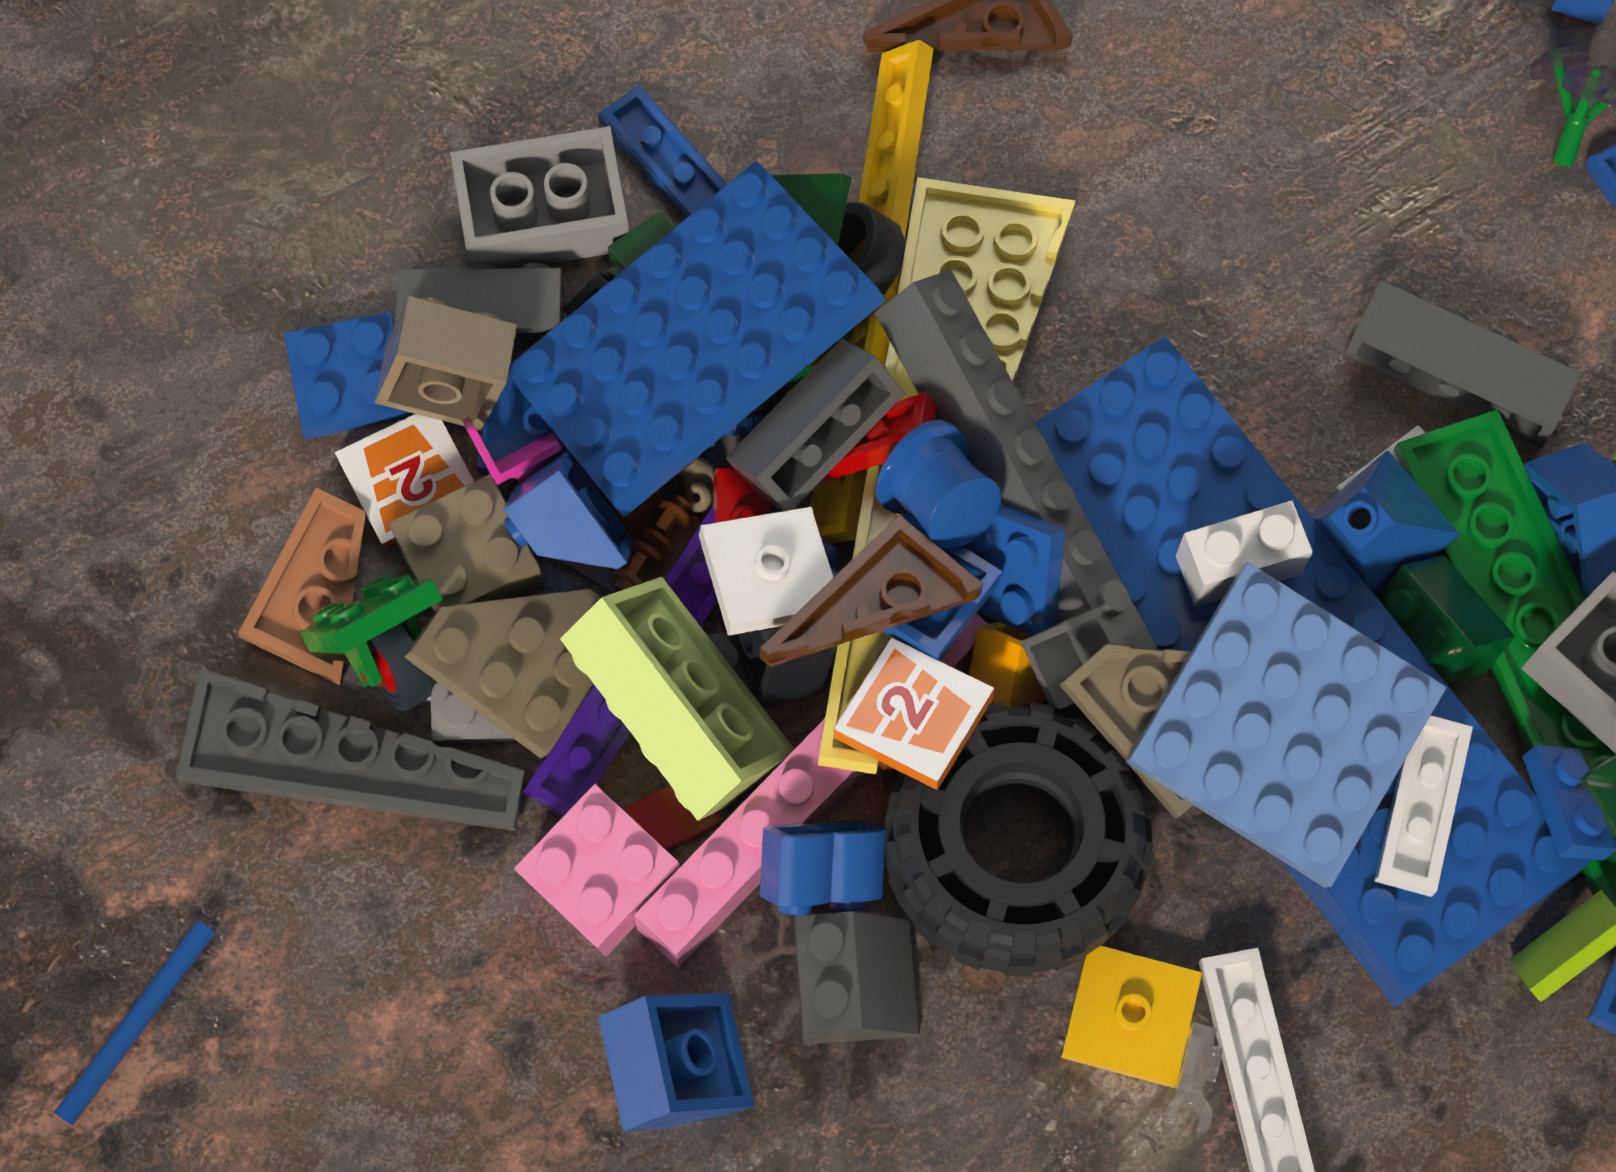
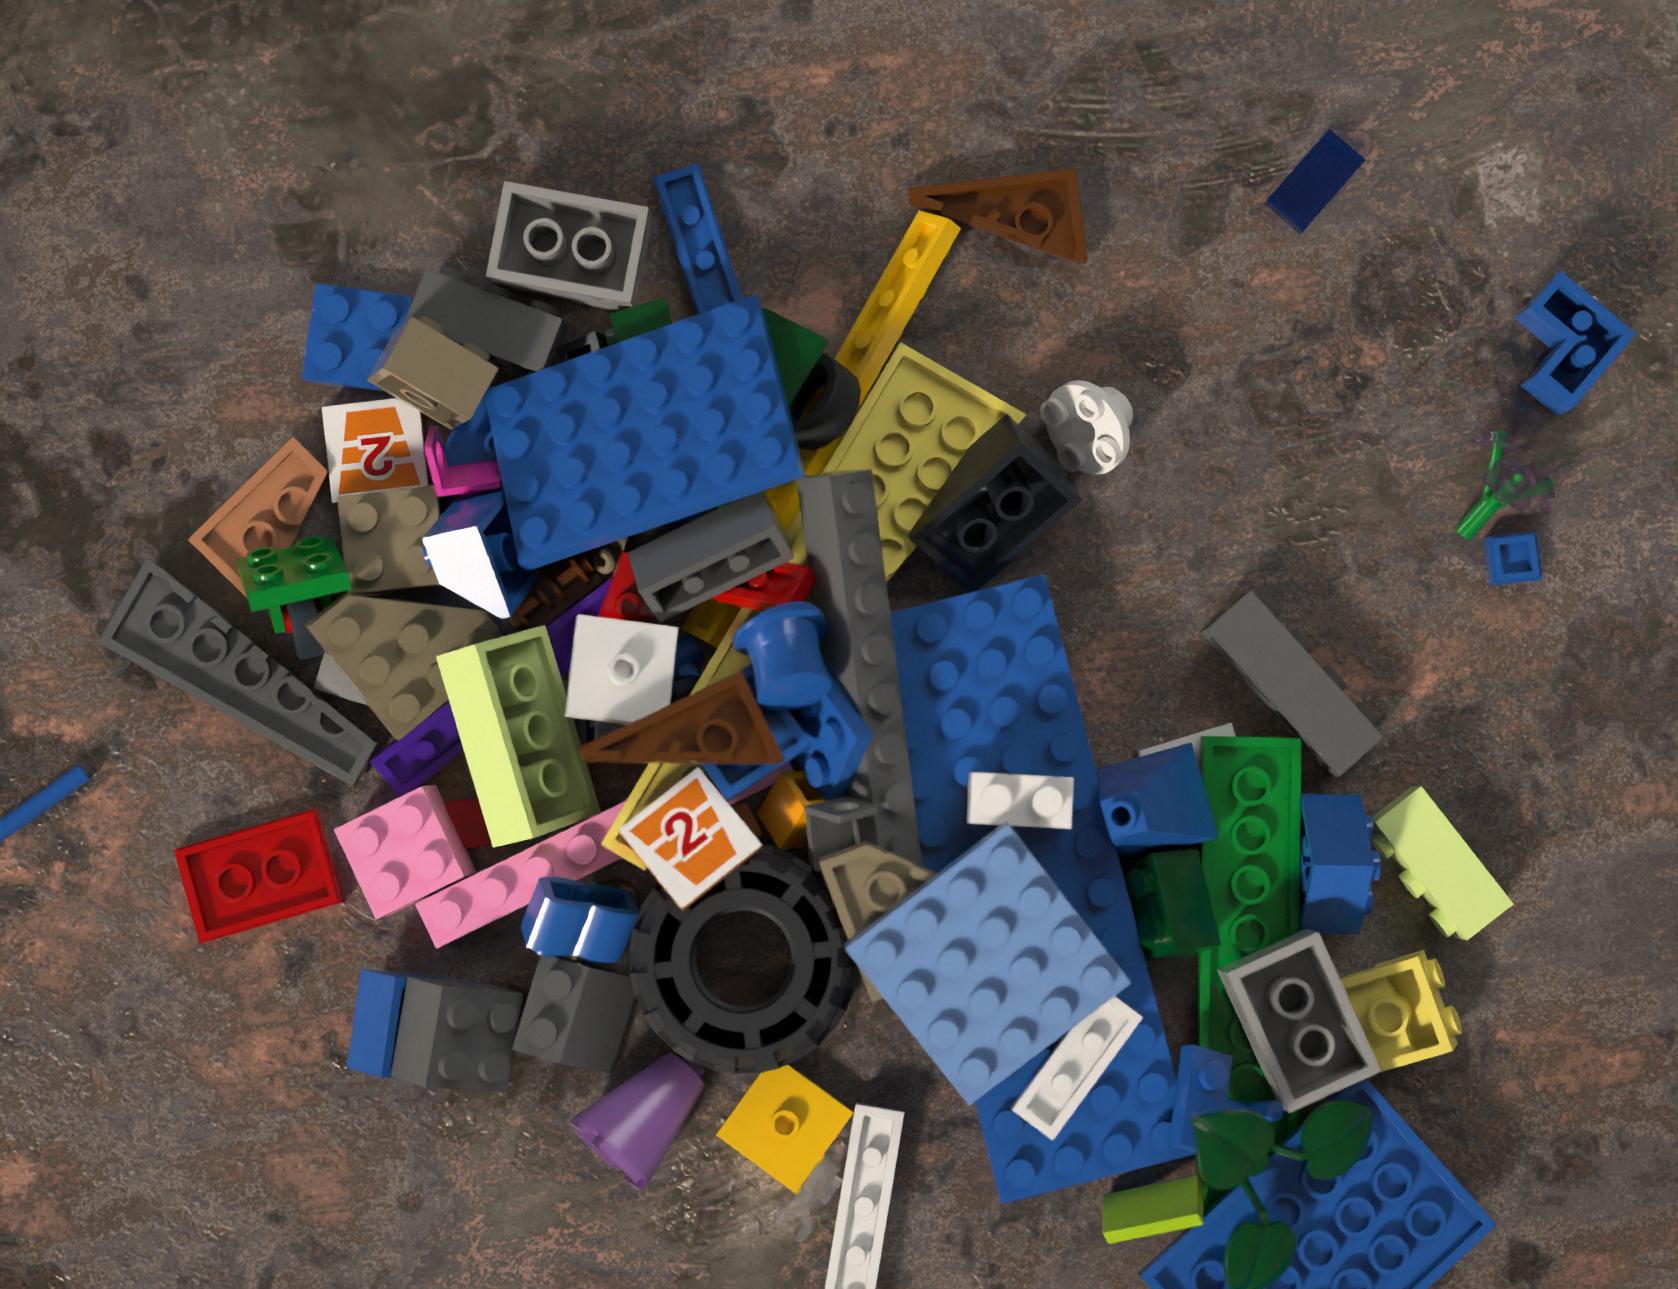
camera: 20 degrees right, 15 degrees up
(443, 967) = (259, 875): none -> red tile
(734, 1040) = (456, 1035): none -> dark grey brick
(972, 1064) = (642, 1117): none -> medium lavender cone
(1083, 290) = (994, 505): none -> black slope
(1143, 187) = (1088, 426): none -> white plate

